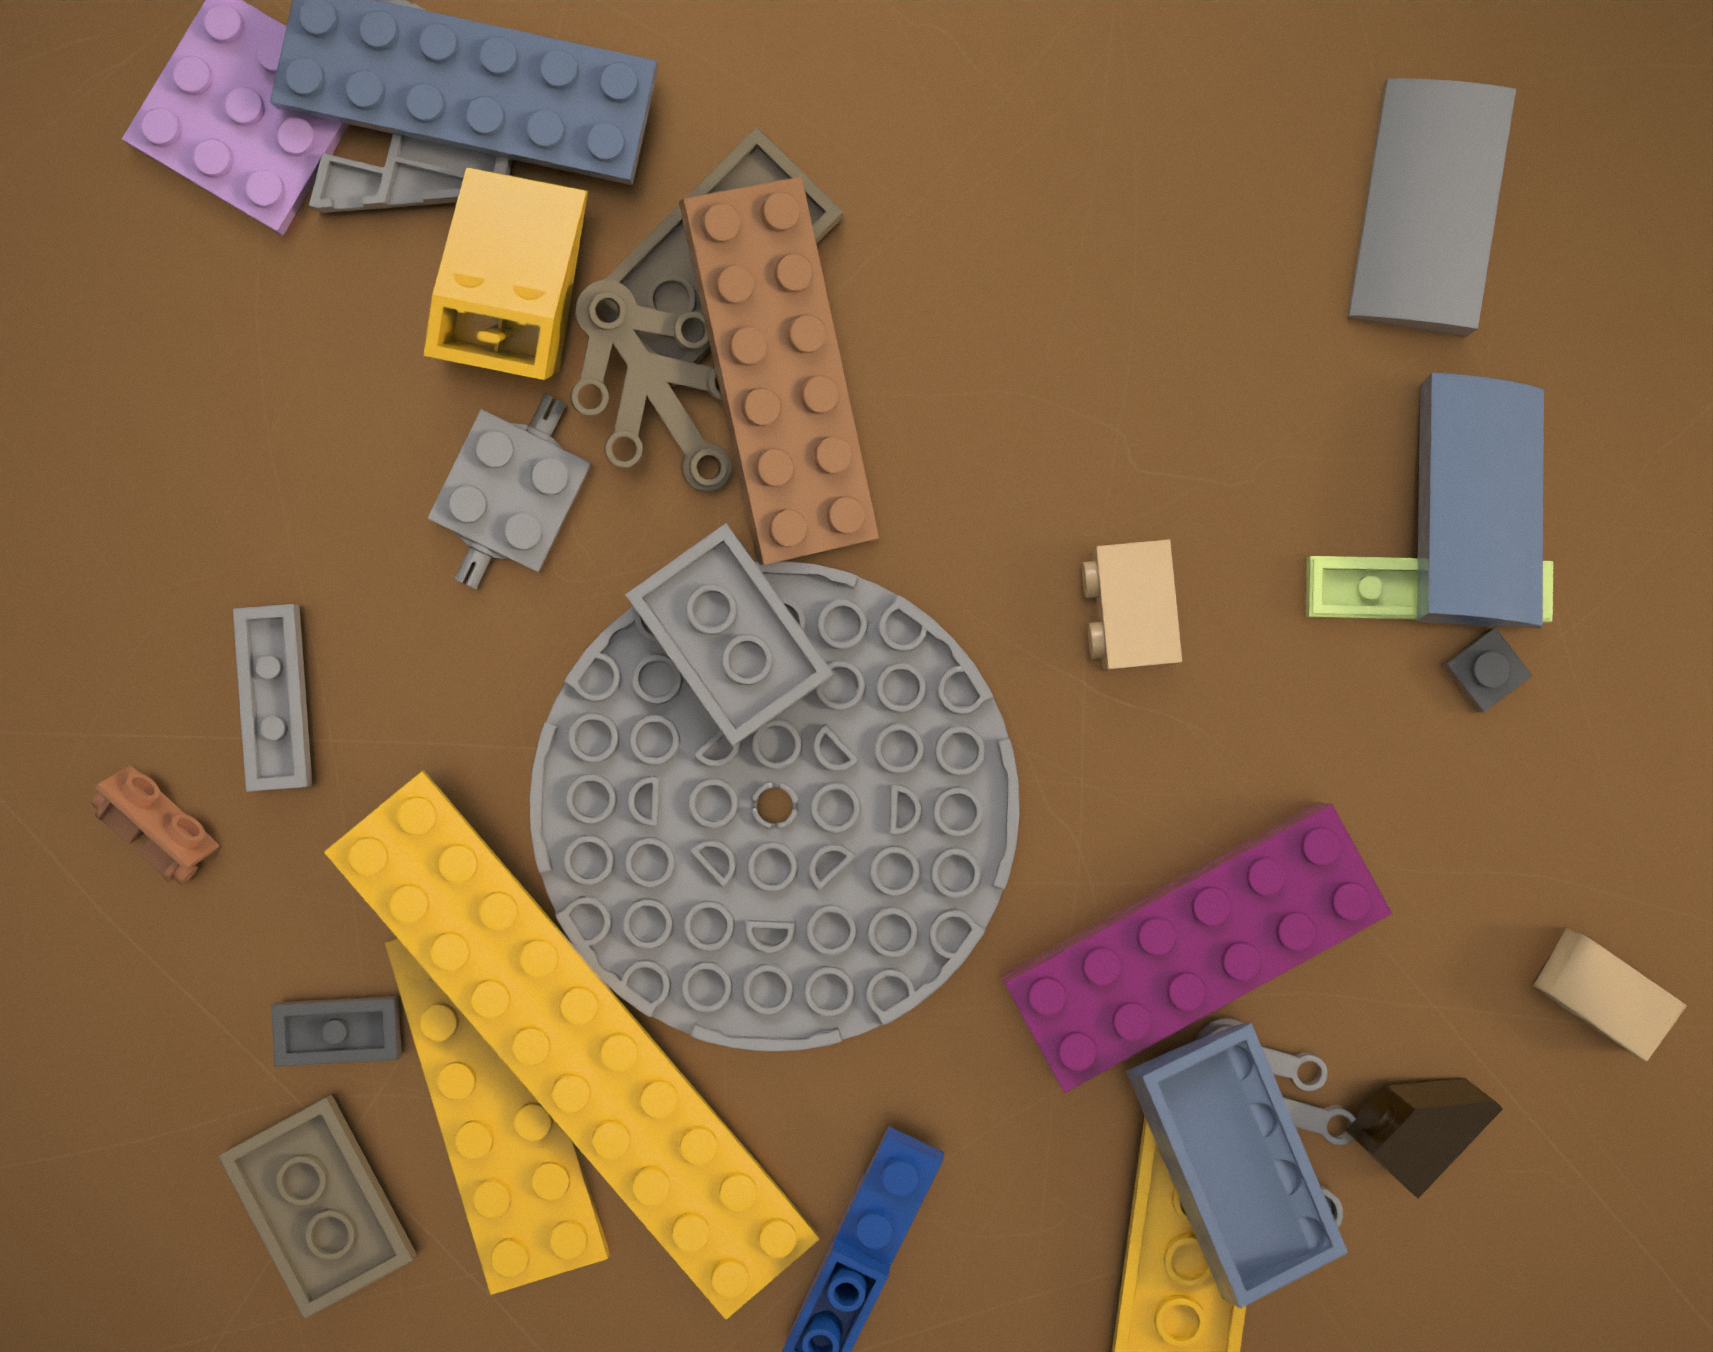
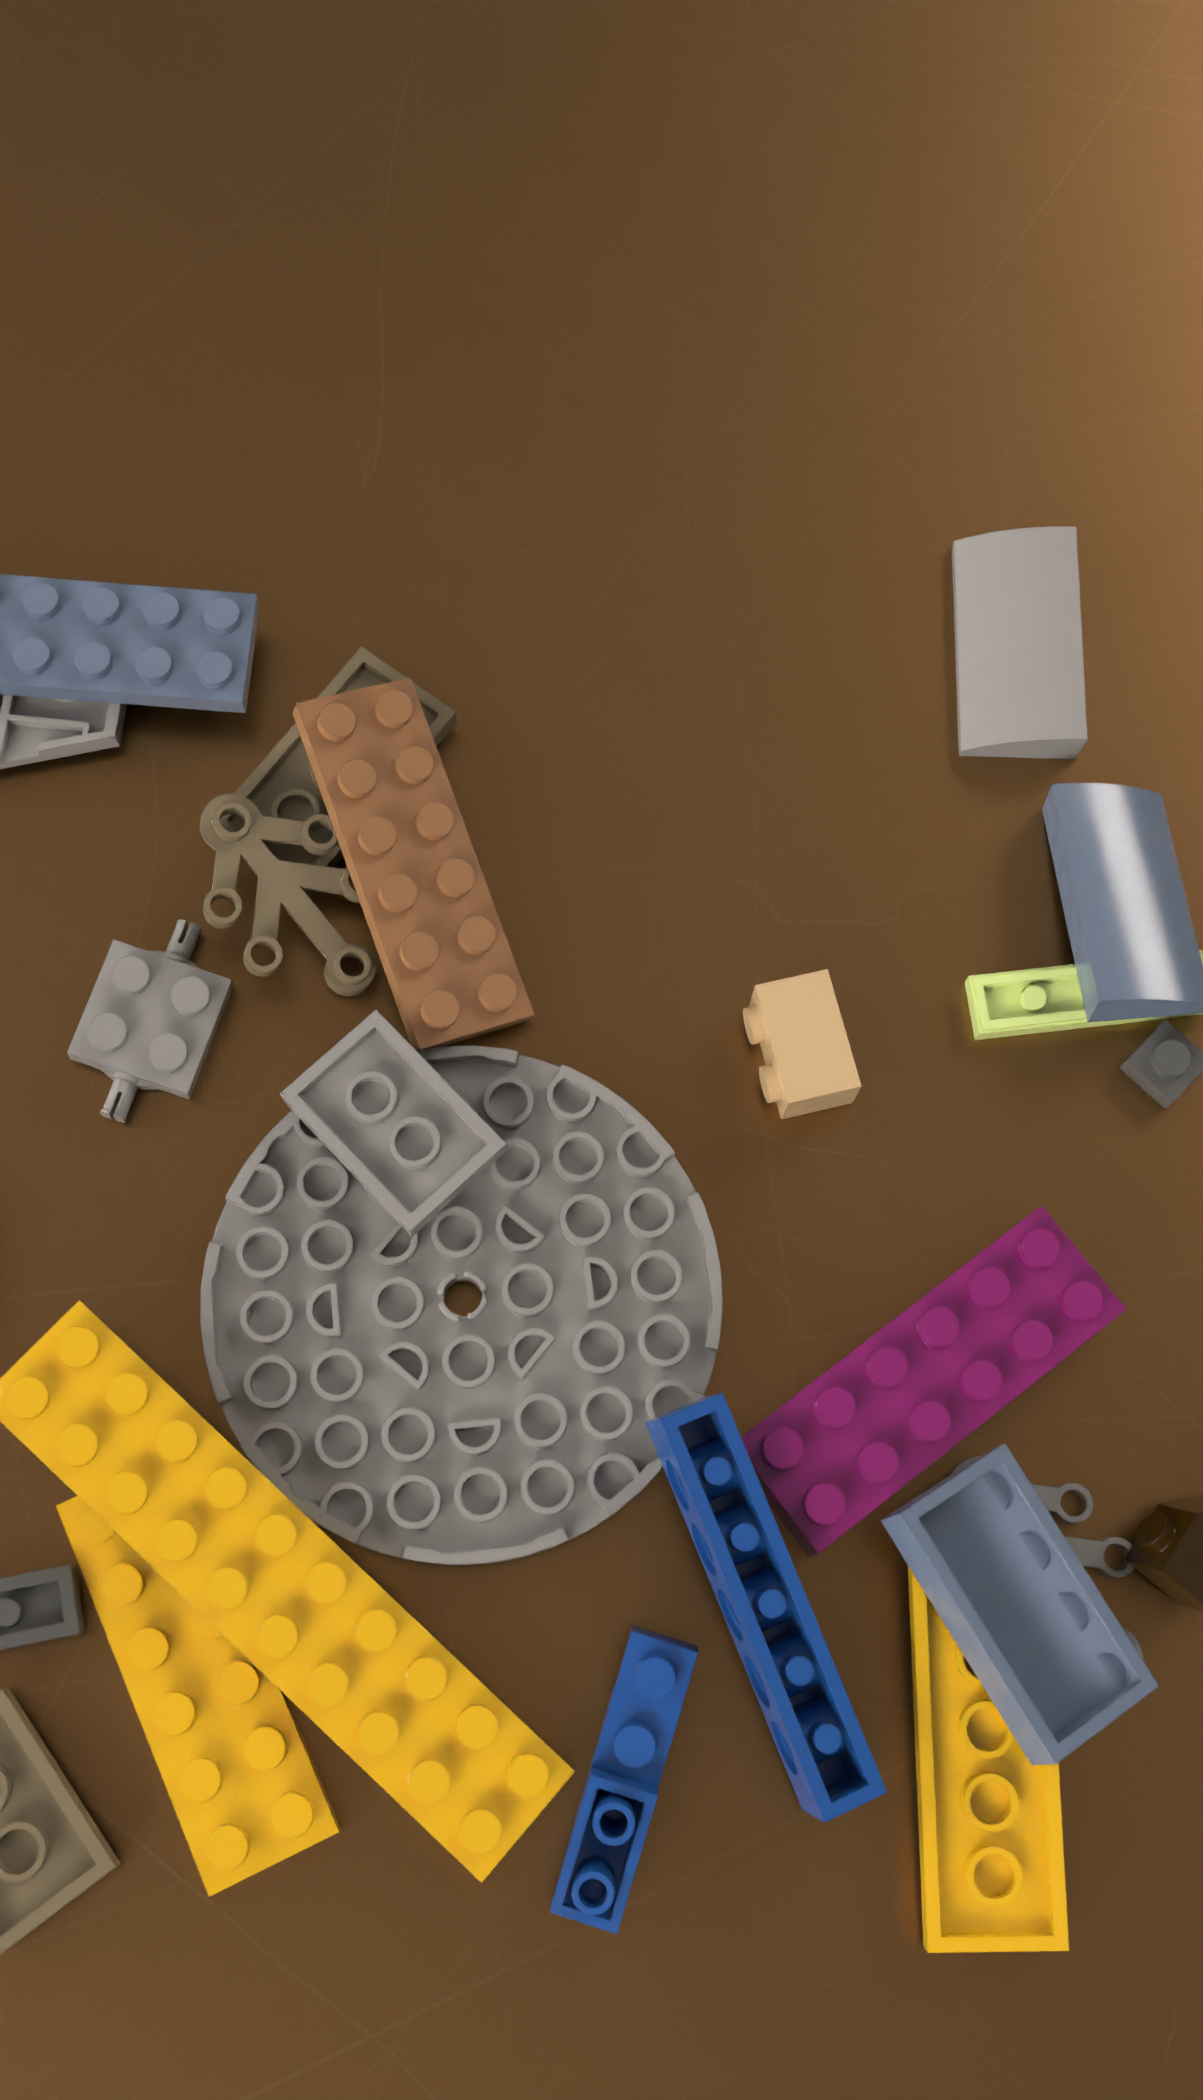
camera: 15 degrees left, 15 degrees down
(507, 275) = (128, 806): yellow slope -> none
(1007, 1127) = (766, 1608): none -> blue brick

